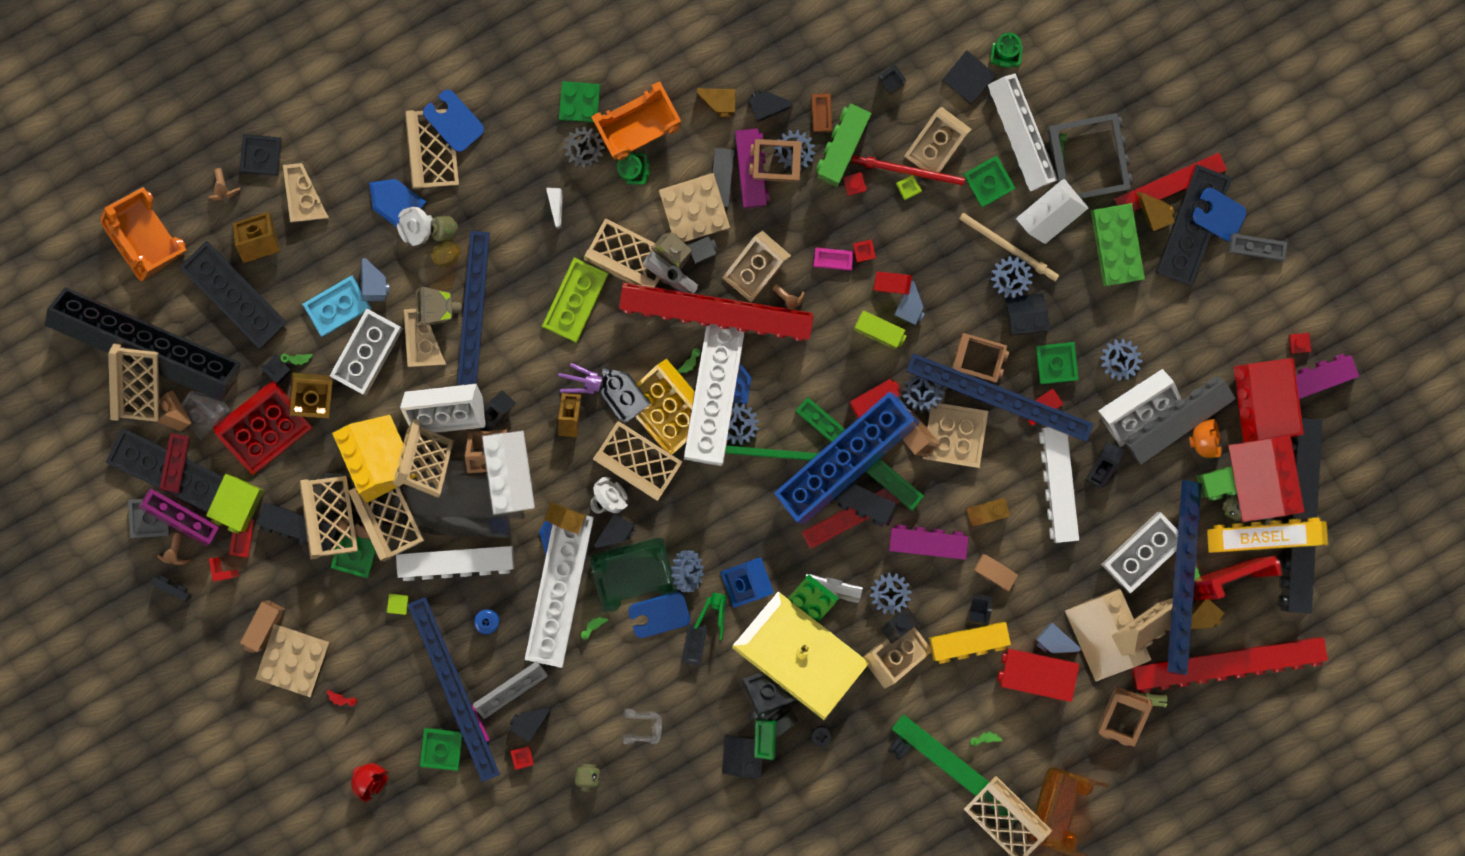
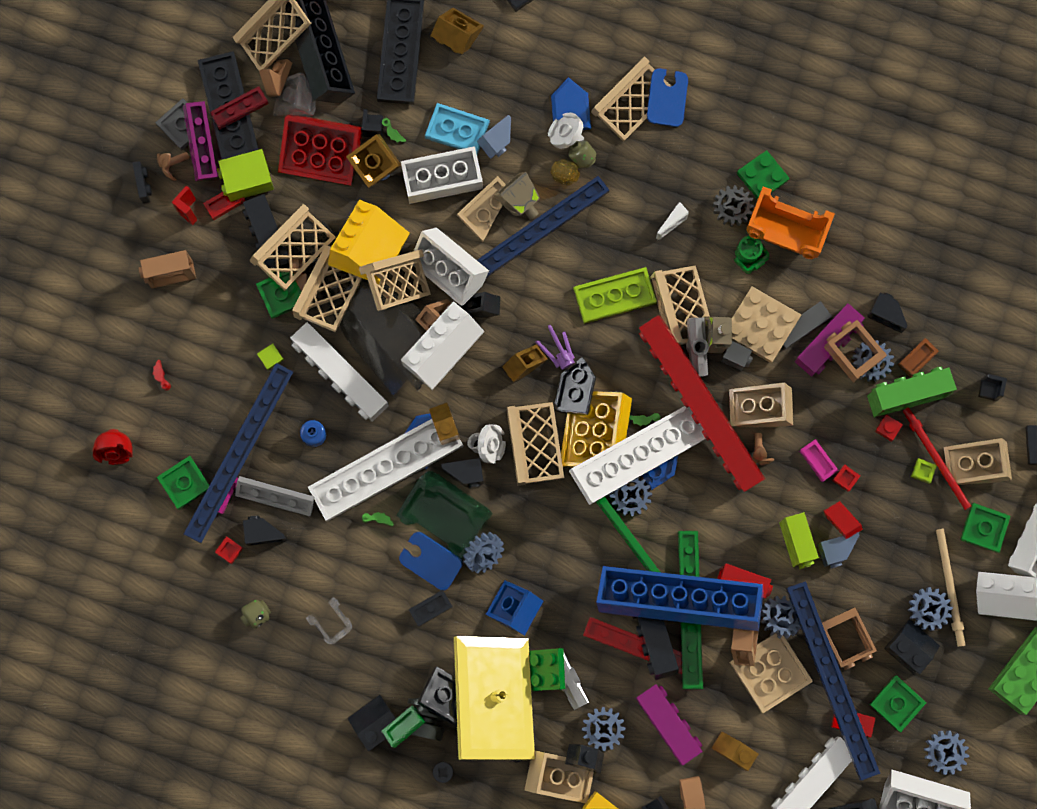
camera: 45 degrees right, 10 degrees down
(292, 660) = (160, 315): tan plate -> none
(301, 195) = (515, 37): tan wing -> none
(718, 603) = (479, 599): green plant -> none
(719, 100) = (857, 273): pearl gold slope -> none

